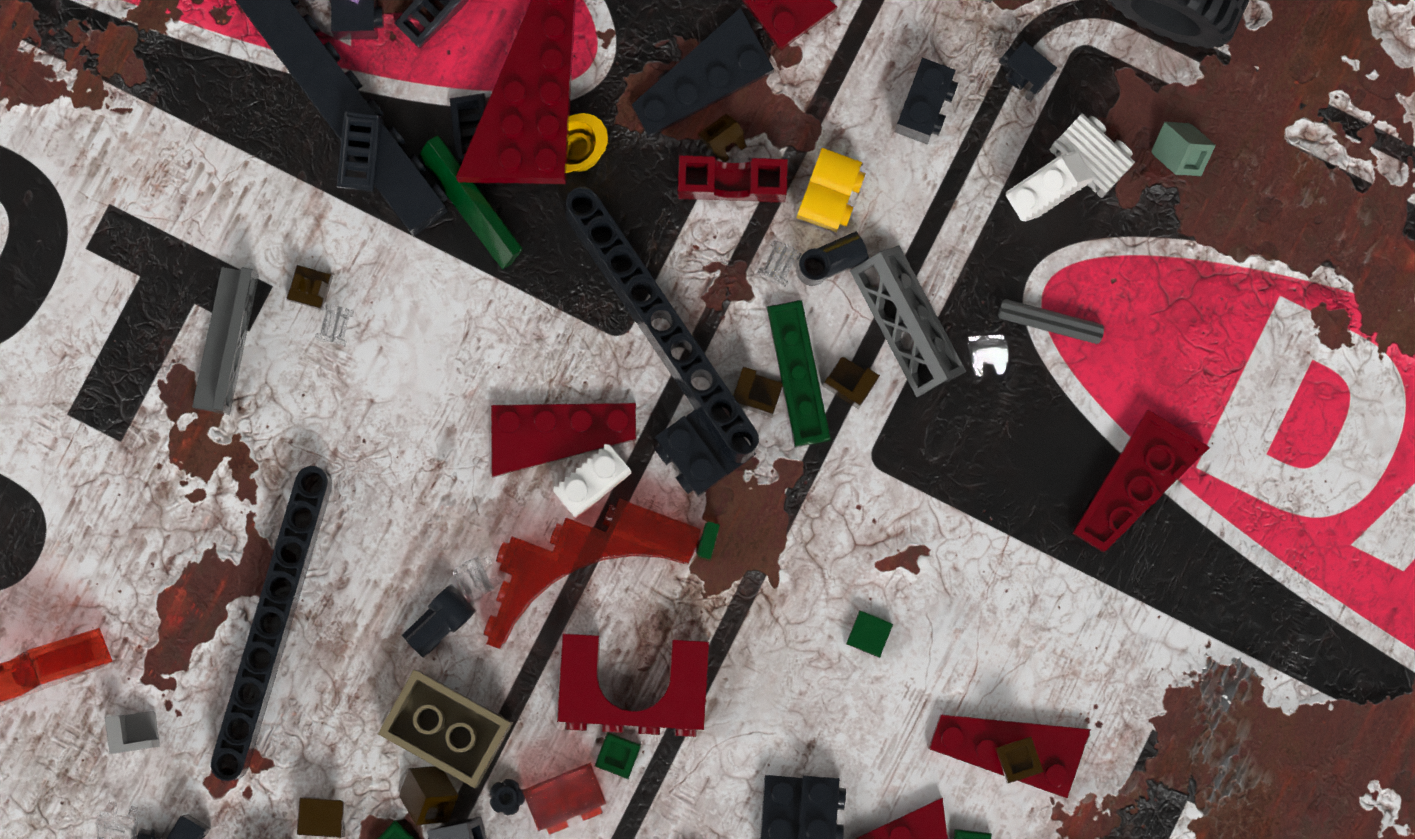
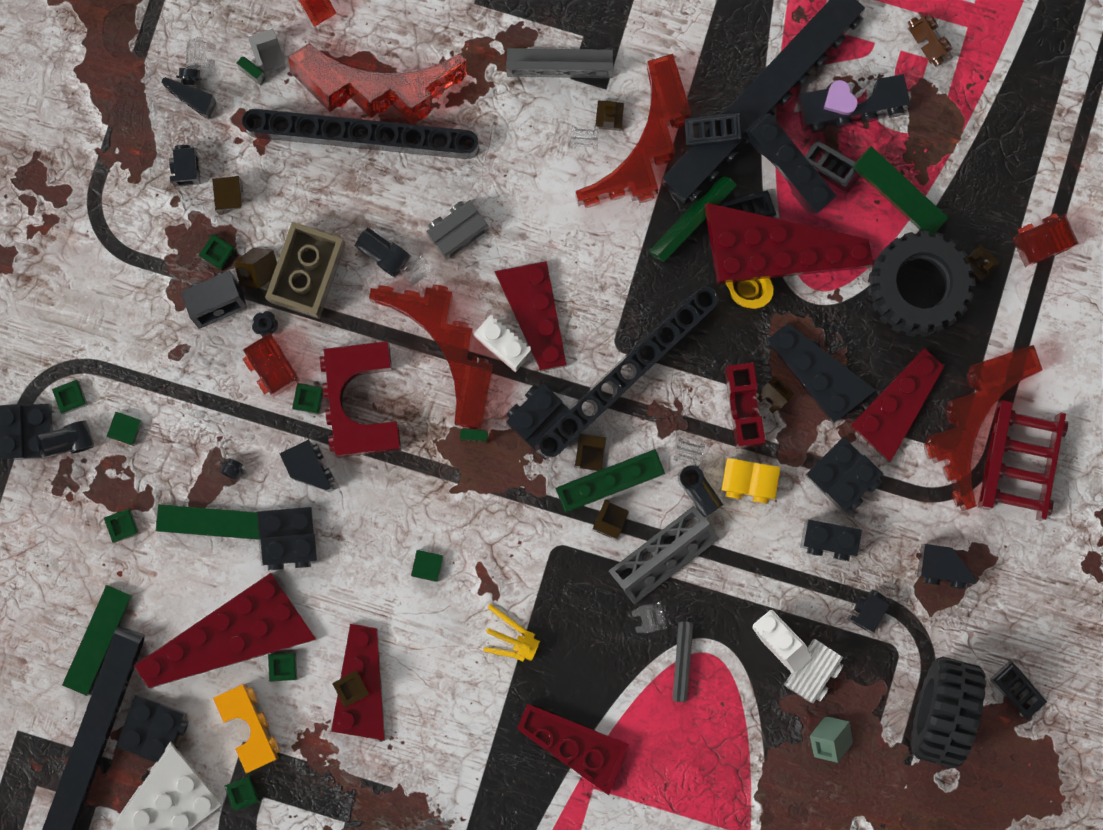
camera: 80 degrees right, 0 degrees up
(155, 758) = (251, 70): none -> dark green tile
(219, 595) = (373, 91): none -> clear red arch
(313, 209) = (635, 173): none -> clear red arch
(400, 70) = (780, 150): none -> black arch
(426, 515) = (456, 229): none -> dark grey brick
(710, 773) = (305, 466): none -> black slope
(845, 68) = (845, 475): none -> black plate
(997, 522) = (524, 645): none -> yellow plant

